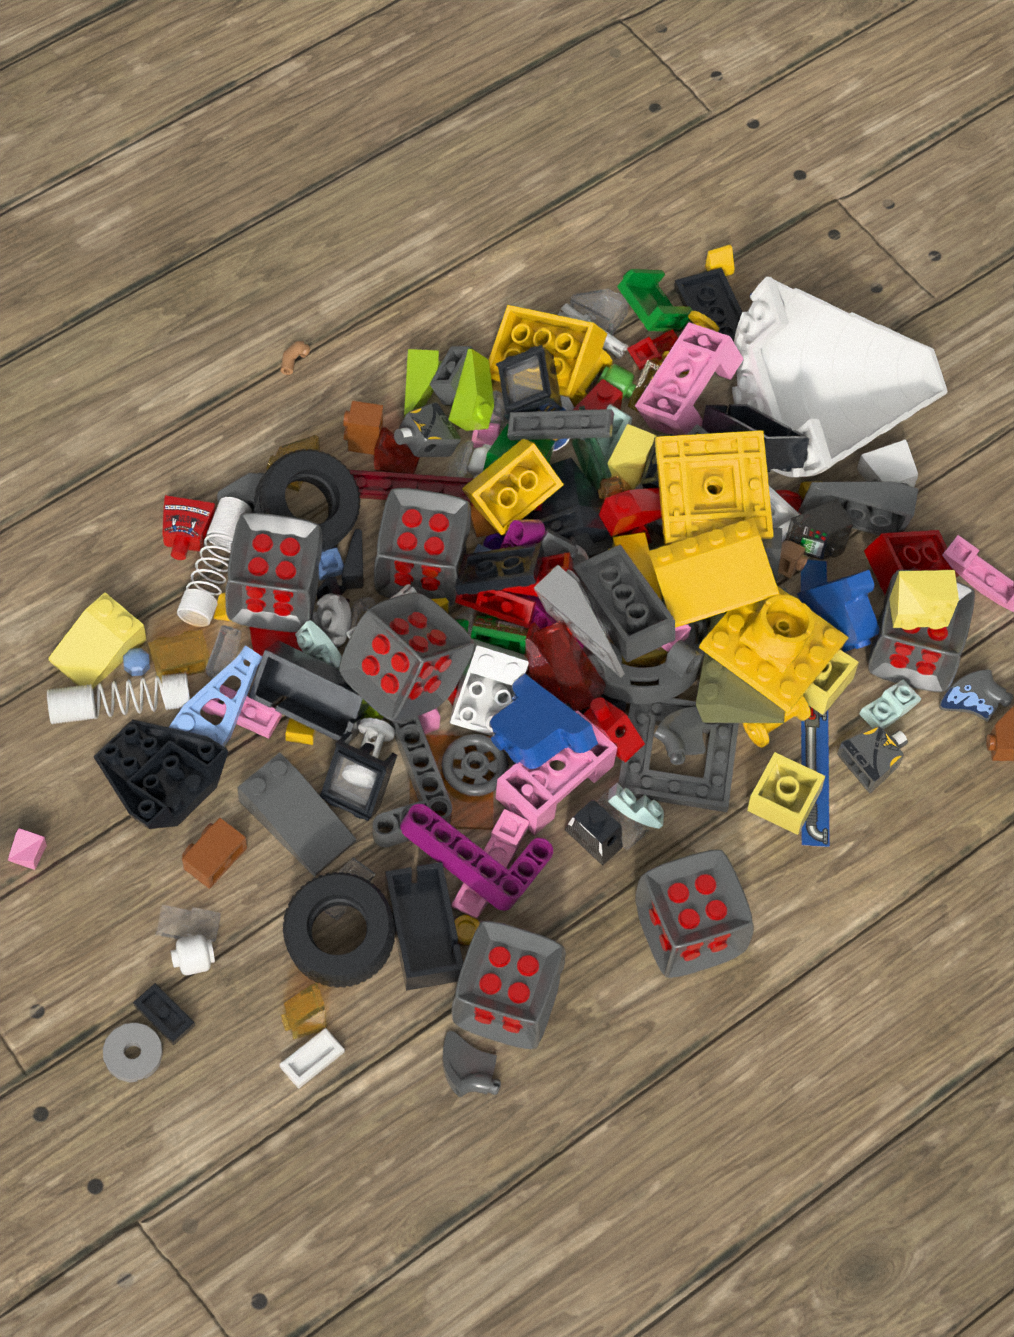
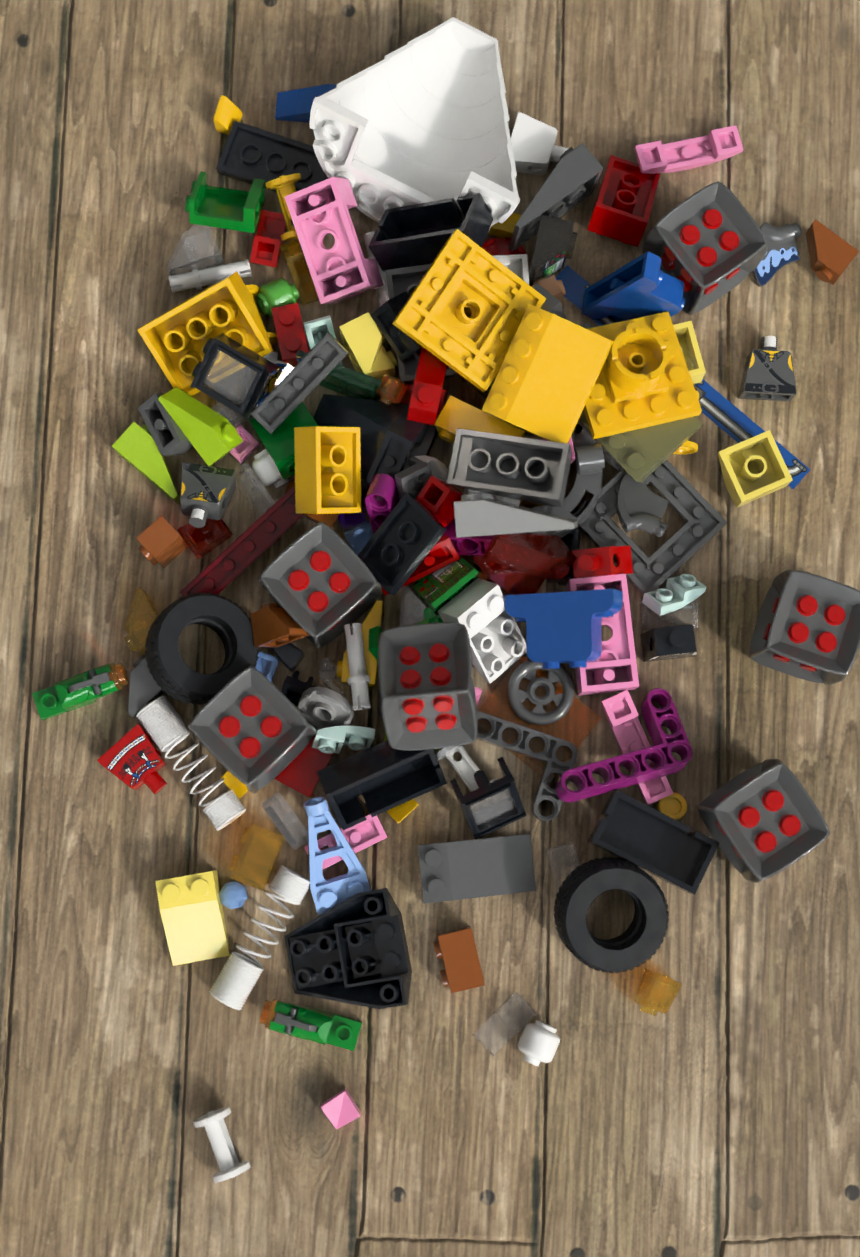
camera: 50 degrees left, 20 degrees up
(78, 779) = (310, 1024): none -> green plate
(125, 1037) = (581, 1165): light grey tile -> none
(164, 1013) = (569, 1100): black plate -> none
(208, 453) = (80, 690): none -> green plate
(289, 356) = (32, 544): medium nougat arm -> none
(312, 1058) = (690, 1010): white tile -> none
(362, 535) = (274, 627): none -> dark orange slope
(467, 1067) = (787, 893): dark grey arm -> none
(890, 706) = (732, 323): light aqua slope -> none
(923, 599) = (712, 231): light yellow slope -> none

